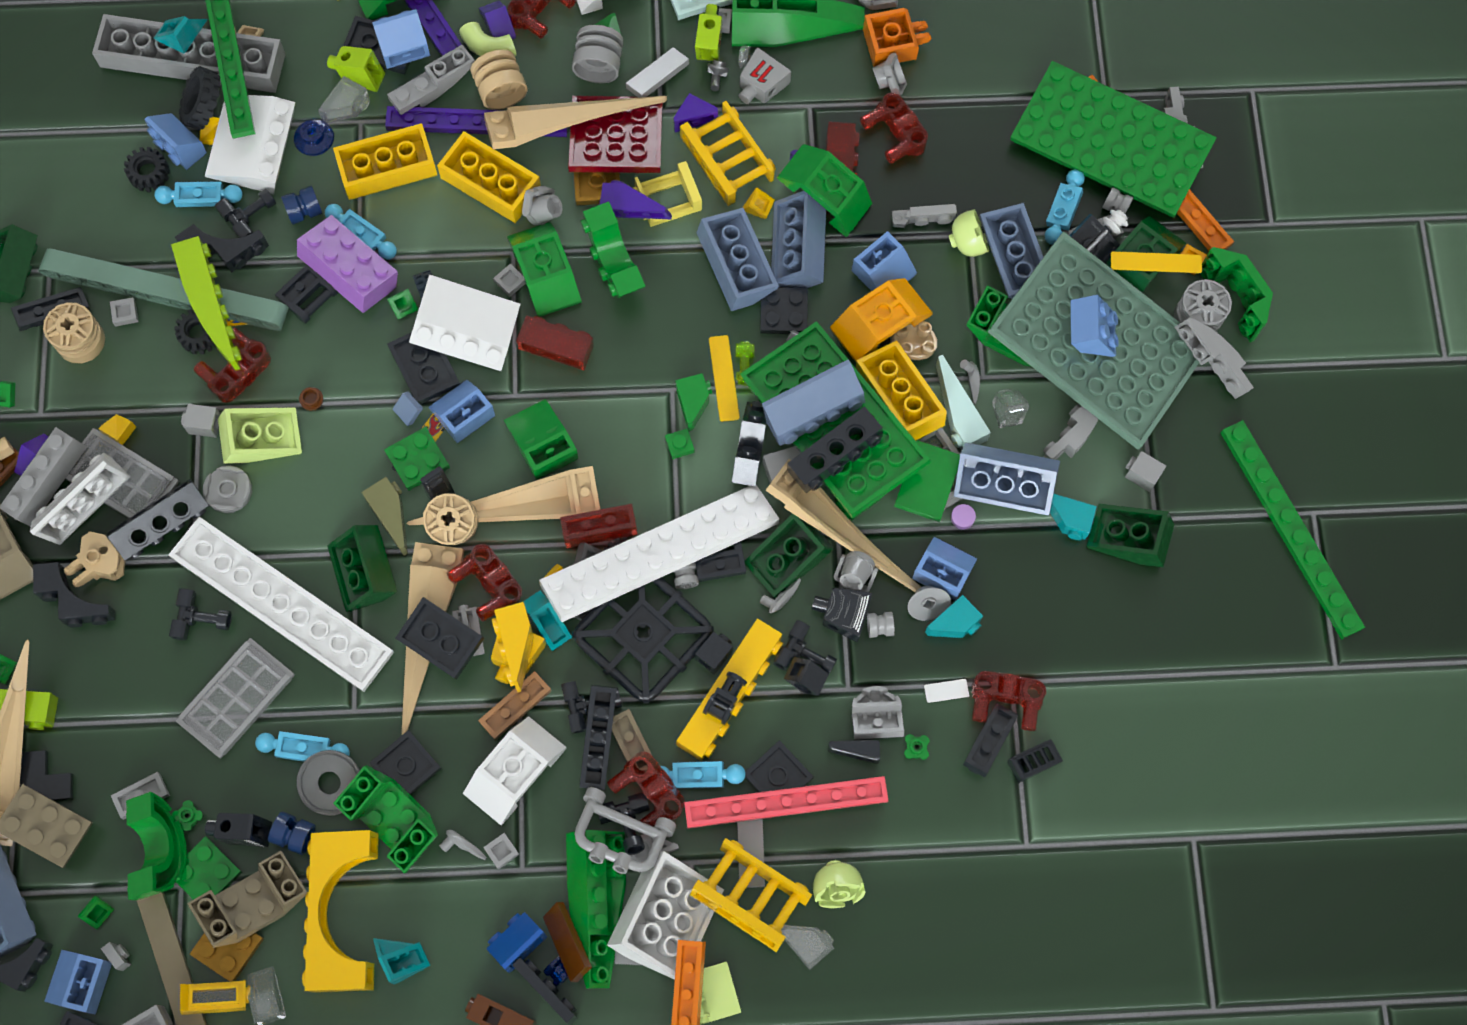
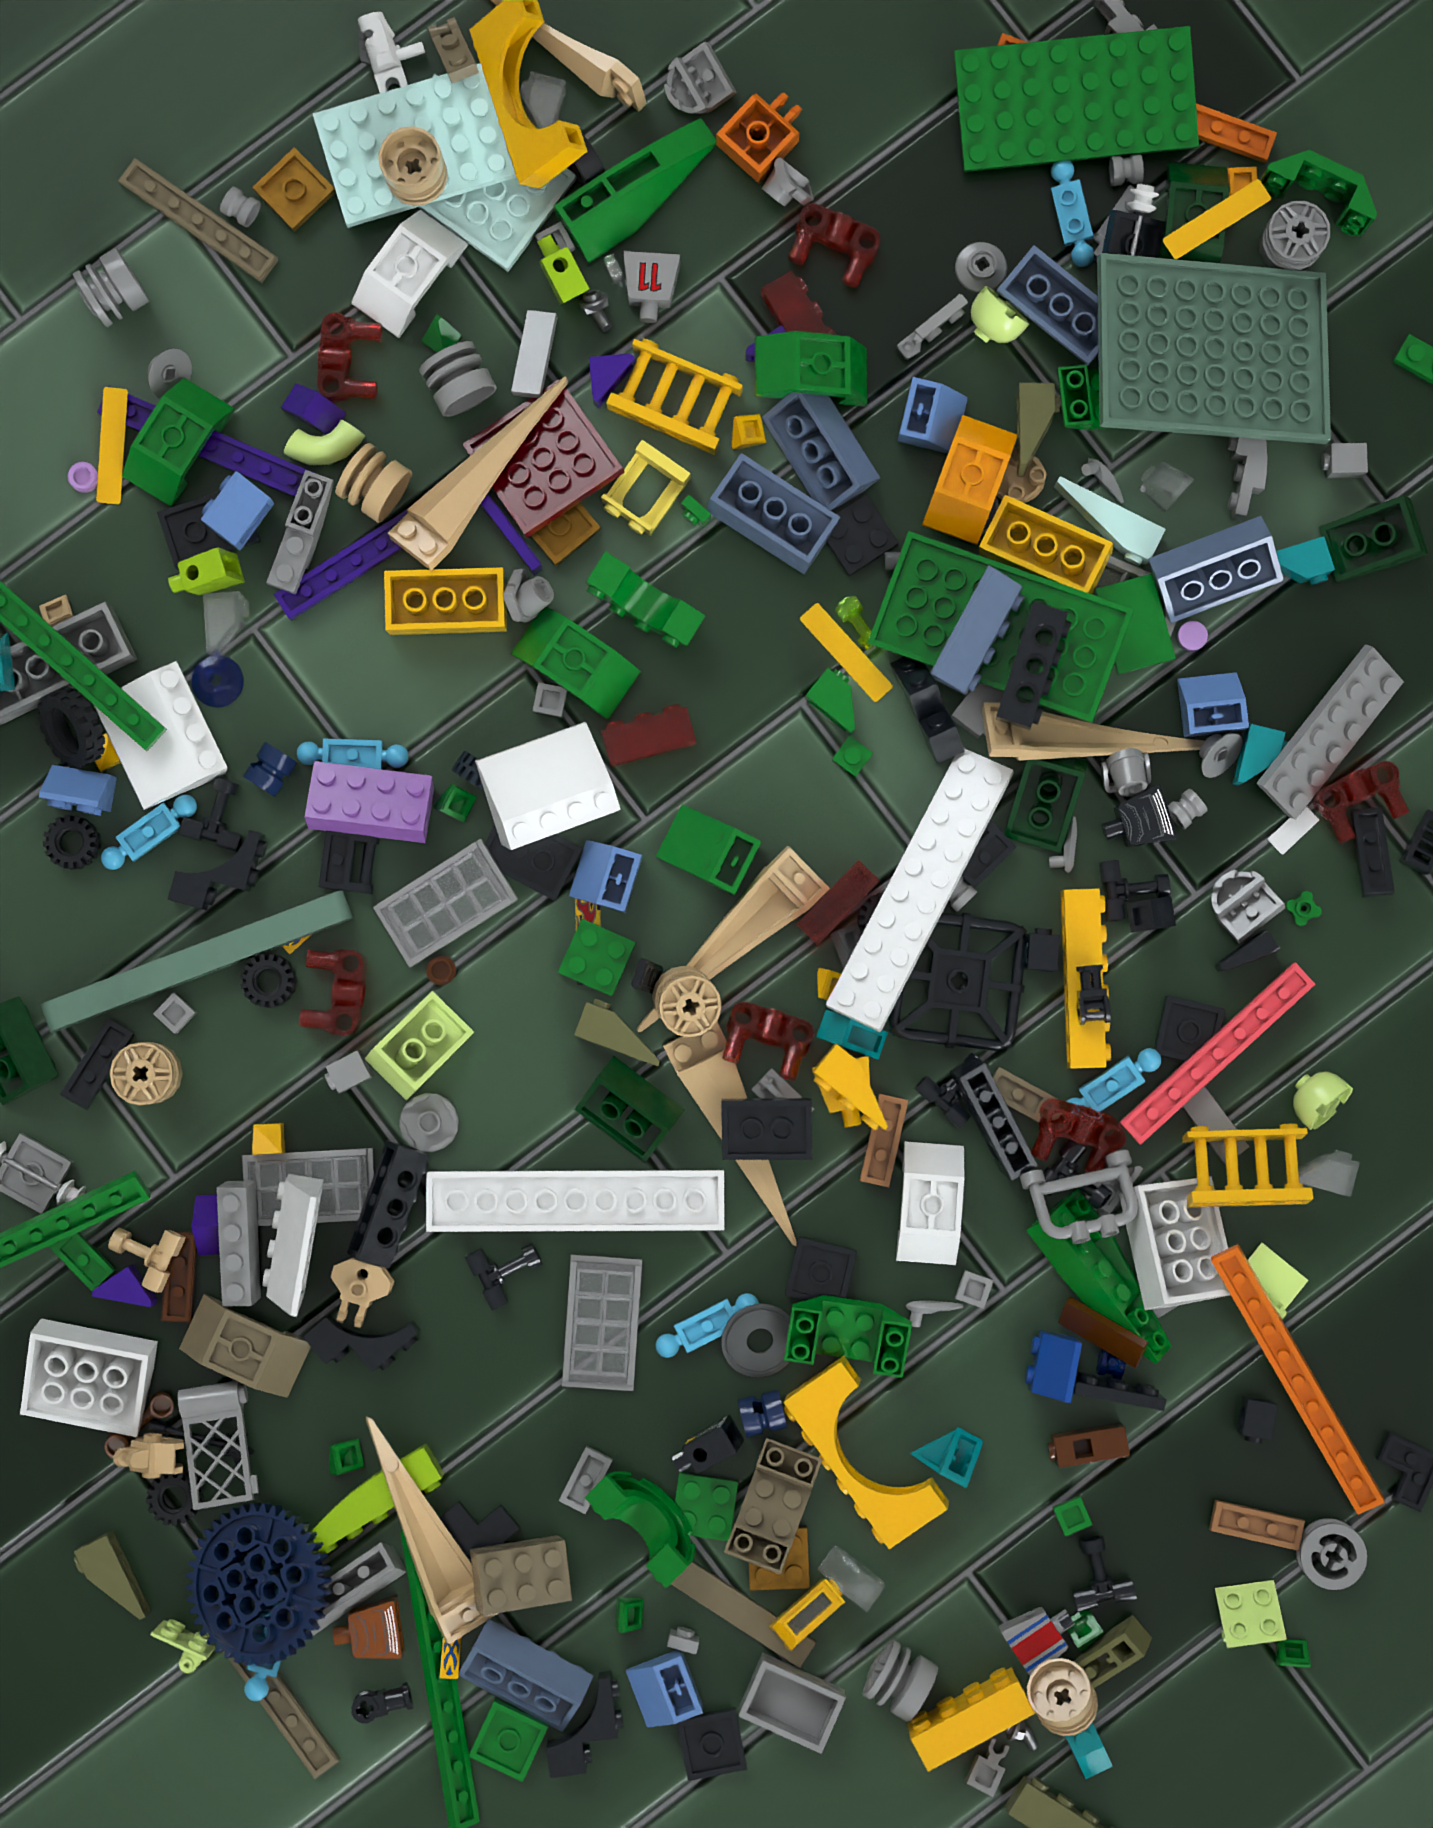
camera: 30 degrees left, 15 degrees up
(195, 815) = (641, 1458): green plate -> none
(205, 295) = (255, 943): lime slope -> none
(346, 358) = (445, 903): none -> clear piece
(385, 161) = (322, 659): yellow brick -> none
(407, 408) = (549, 913): sand blue tile -> none
(561, 158) = (511, 535): none -> dark purple tile
(631, 203) = (617, 531): dark purple slope -> none
(688, 228) = (695, 512): none -> green plate
(949, 312) = (1034, 416): none -> olive slope
(972, 196) = (970, 275): none -> light grey piece
(1015, 638) = (1330, 732): none -> light grey plate
(1093, 326) = (1204, 344): medium blue slope -> none
(1213, 348) = (1337, 277): light grey slope -> none

